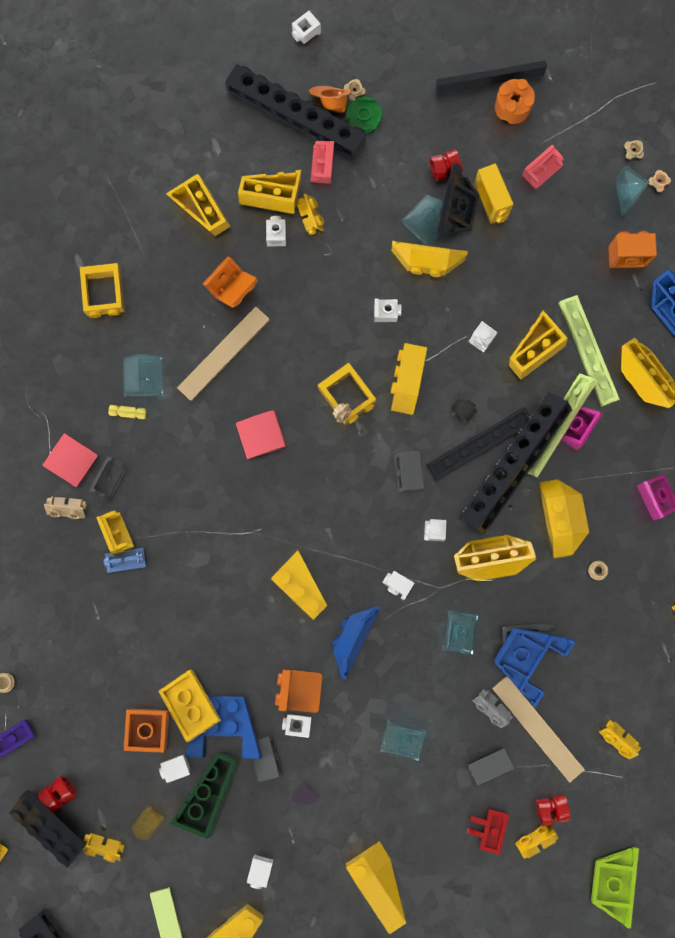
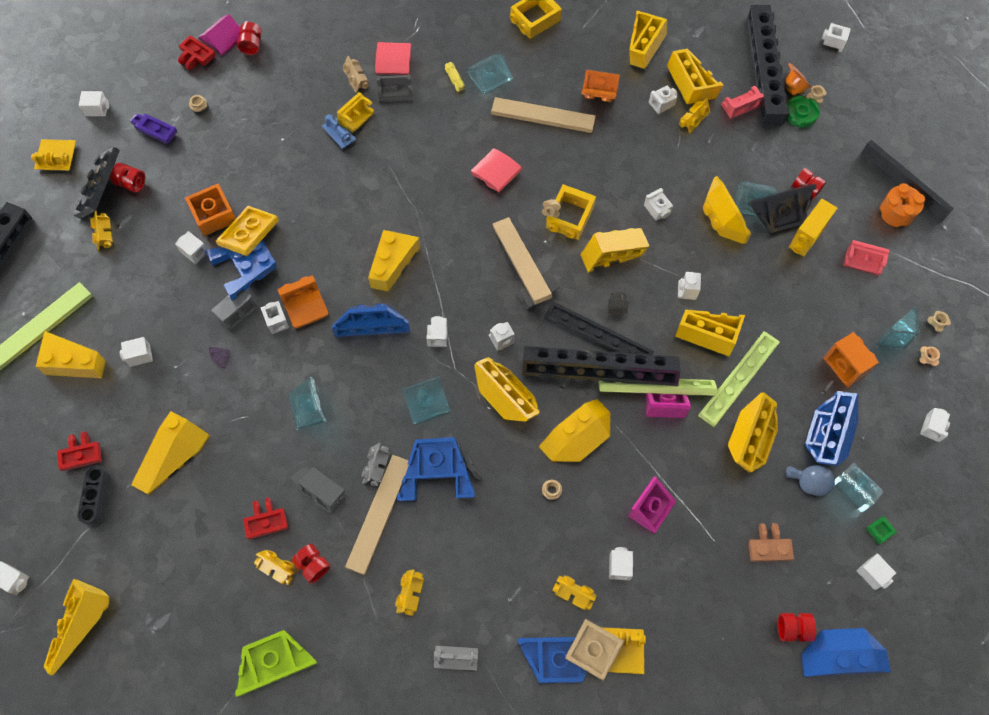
camera: 60 degrees right, 15 degrees down
(147, 823) = (136, 250): clear yellow brick -> none
(208, 797) = (179, 280): dark green wedge -> none
(374, 469) = (522, 261): none -> tan tile

